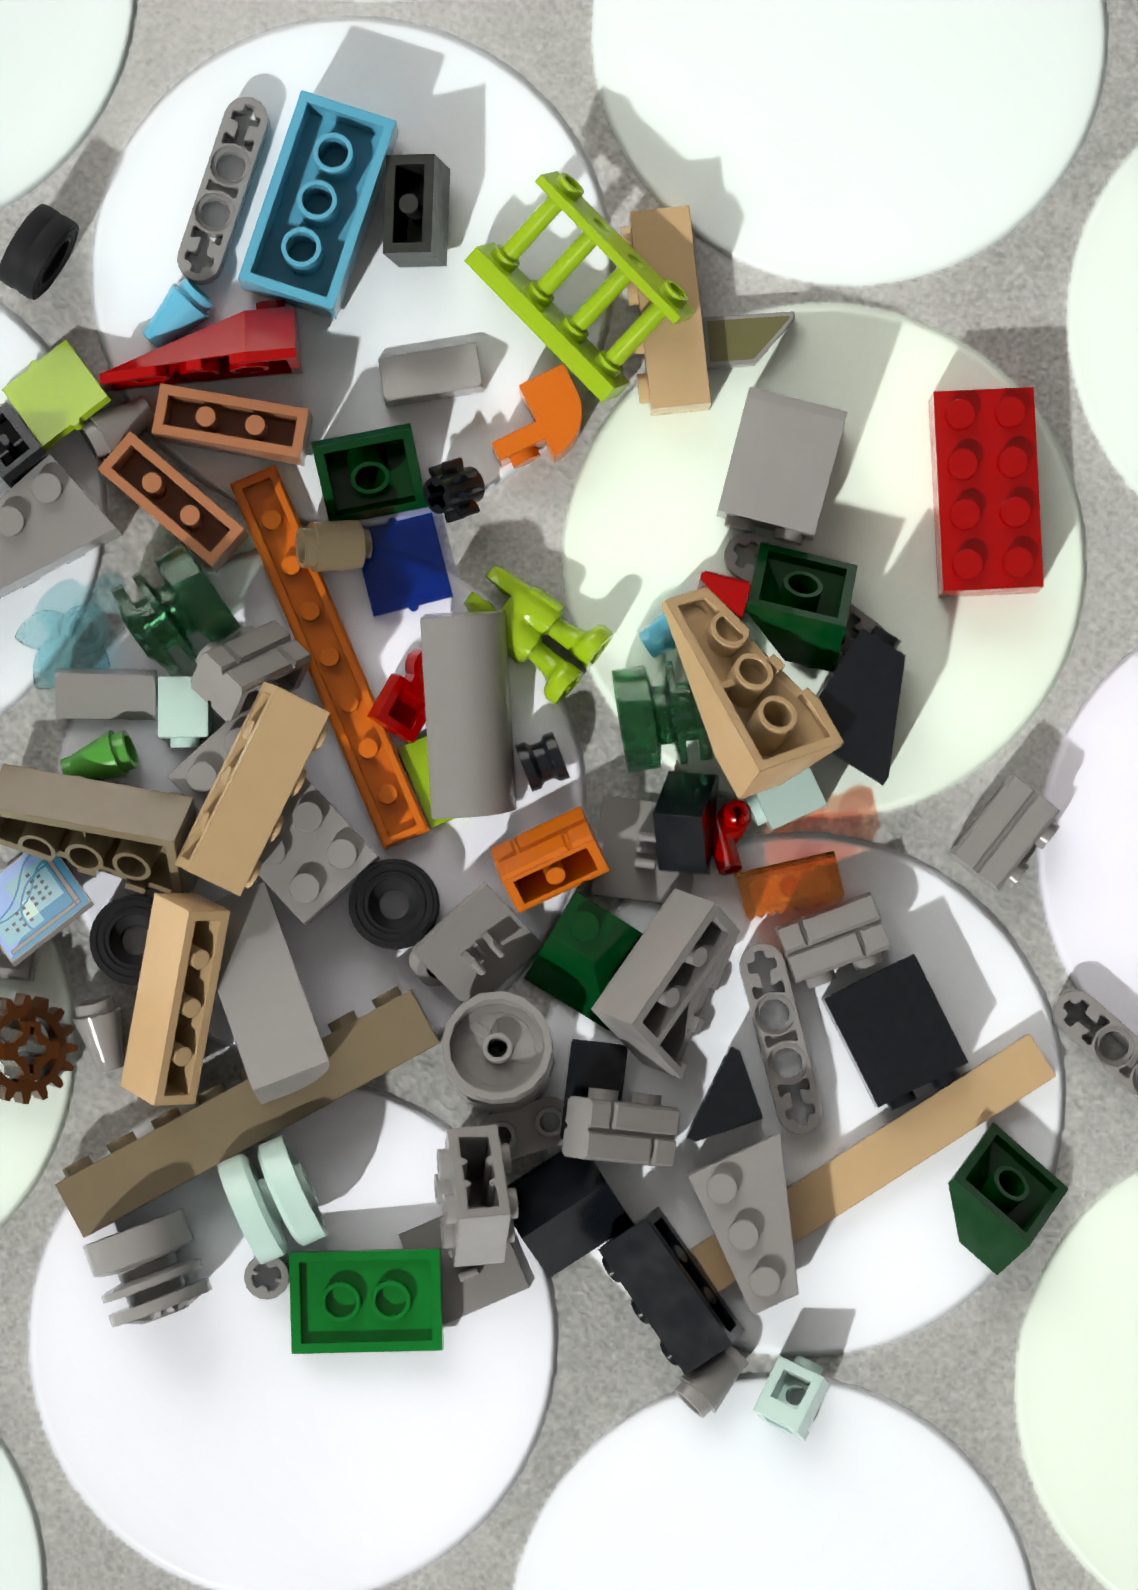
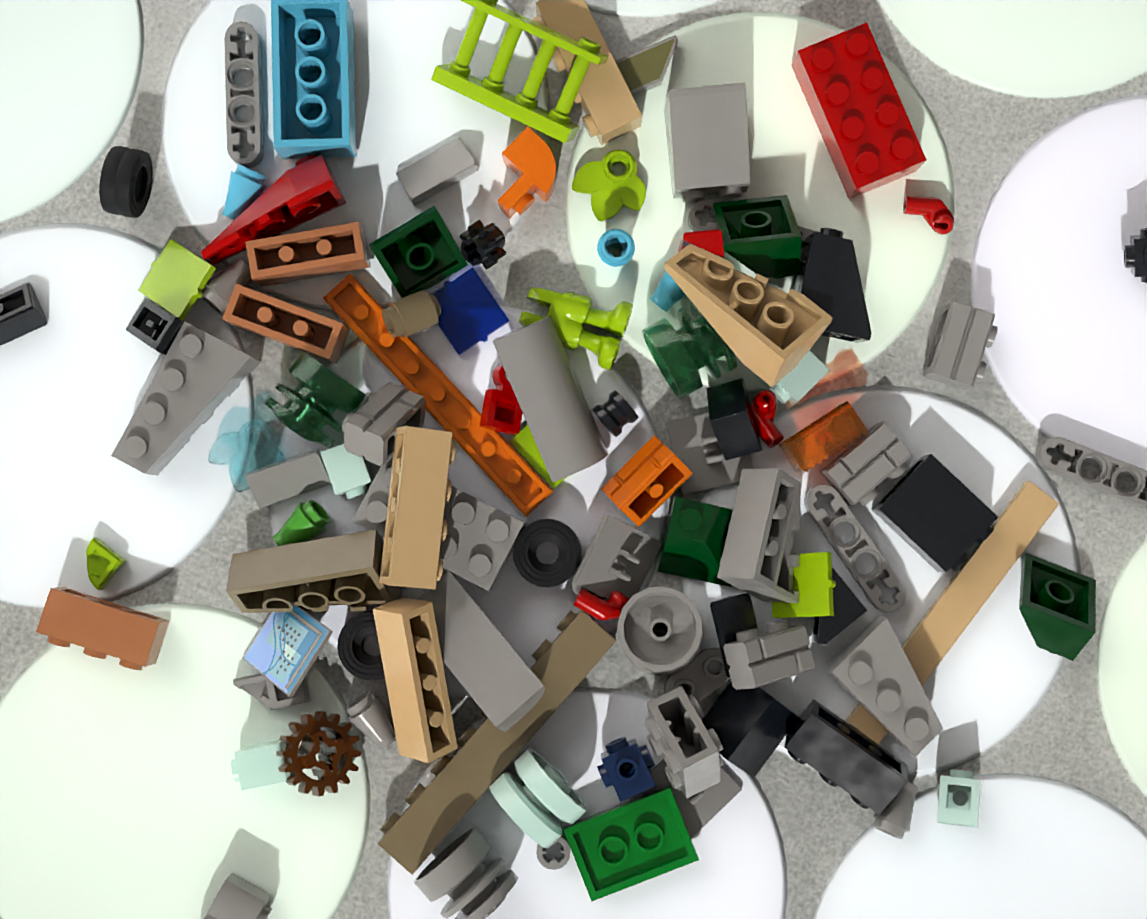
camera: 20 degrees left, 0 degrees up
(391, 1224) = (630, 781): none -> dark blue brick
(416, 210) = (384, 56): pearl dark grey brick -> none
(433, 995) = (601, 608): none -> red arm
(621, 543) = (618, 240): none -> medium azure cone
(638, 477) = (610, 190): none -> lime plate
(709, 1065) = (814, 585): none -> lime piece
(1036, 650) = (932, 210): none -> red arm

